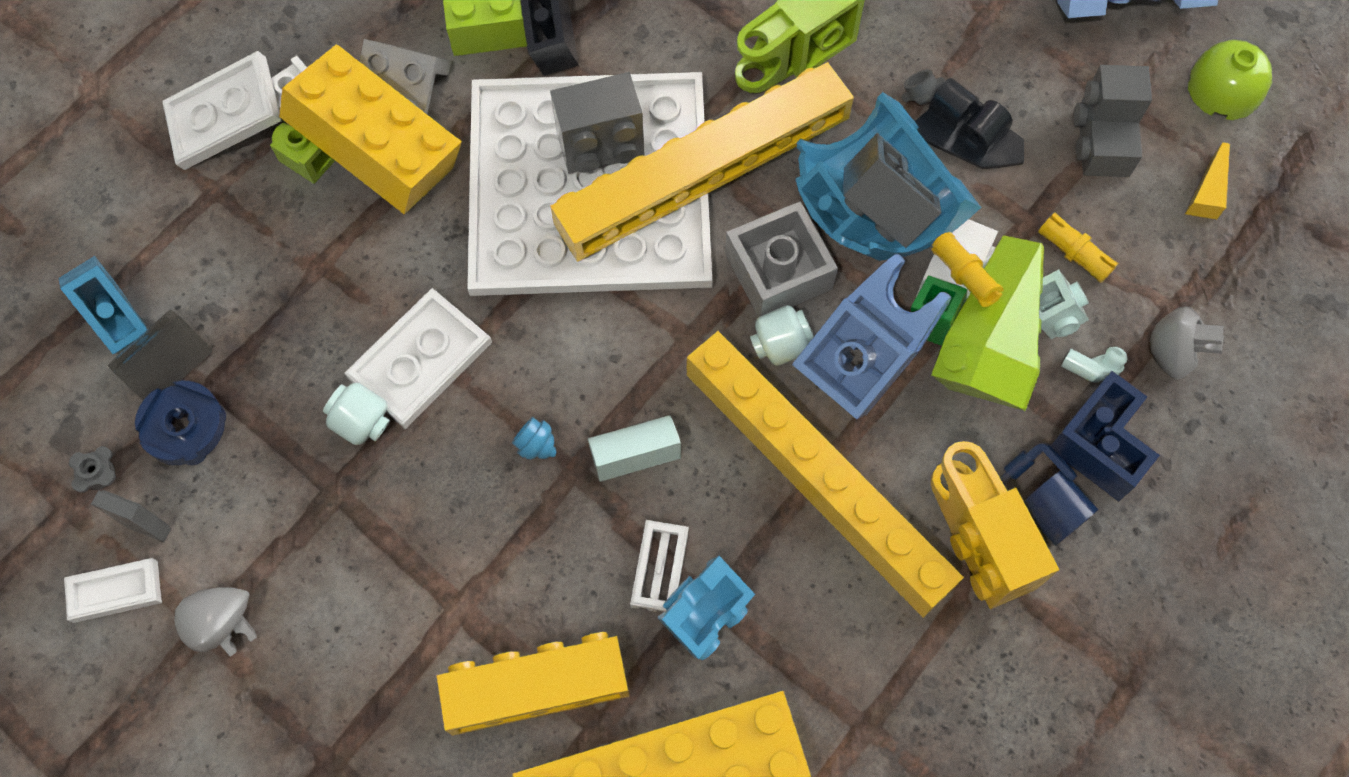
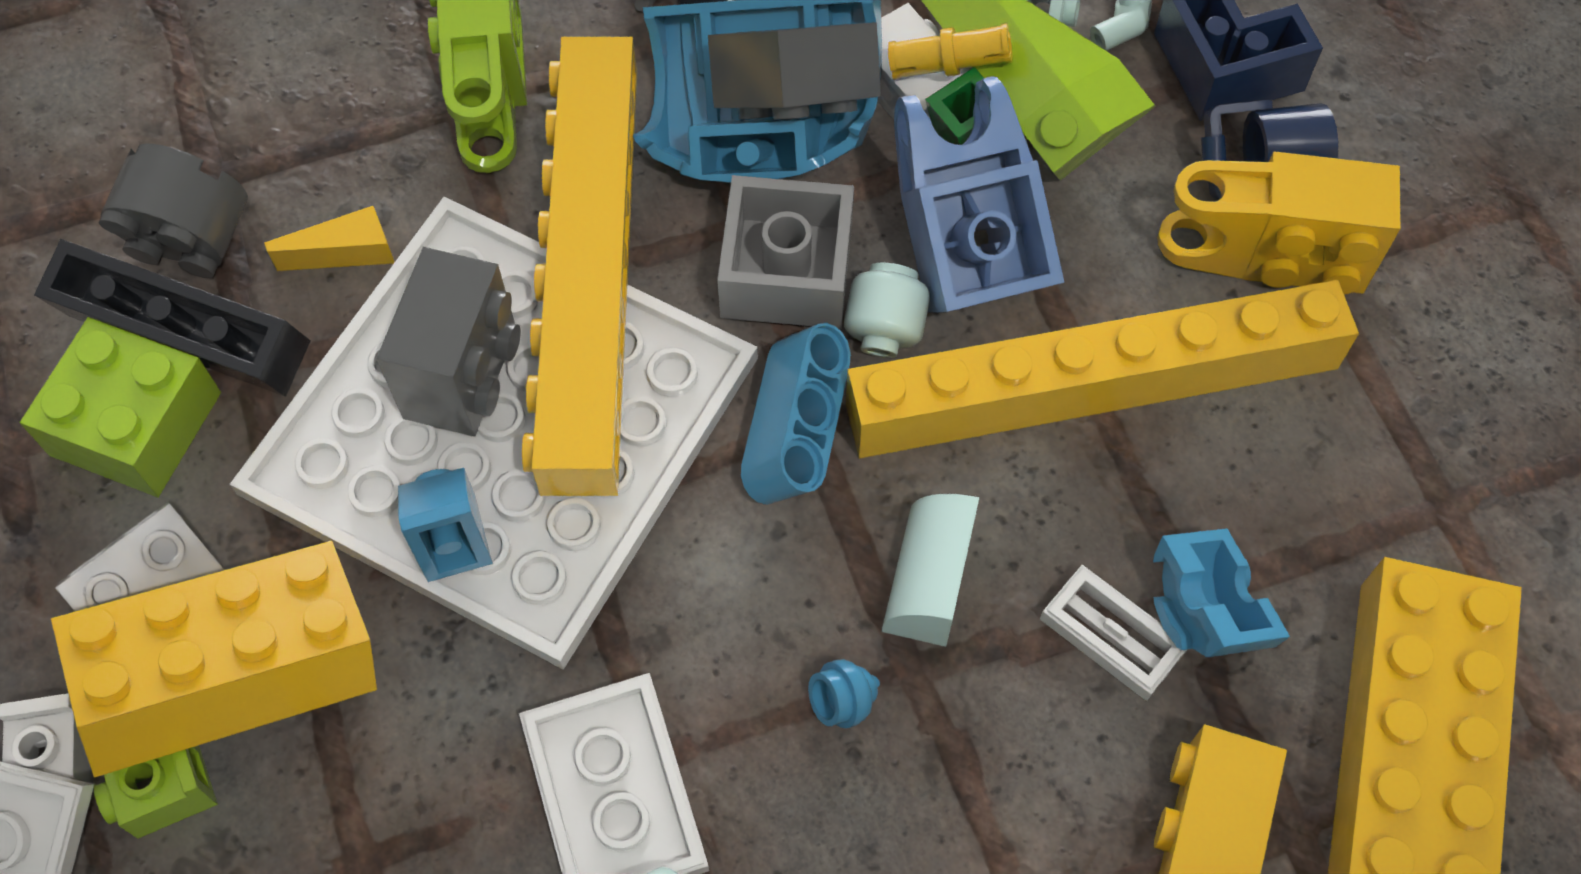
camera: 60 degrees left, 5 degrees down
(498, 183) = (443, 523): none -> dark azure slope
(648, 45) = (340, 242): none -> yellow piece
(663, 317) = (796, 414): none -> dark azure beam

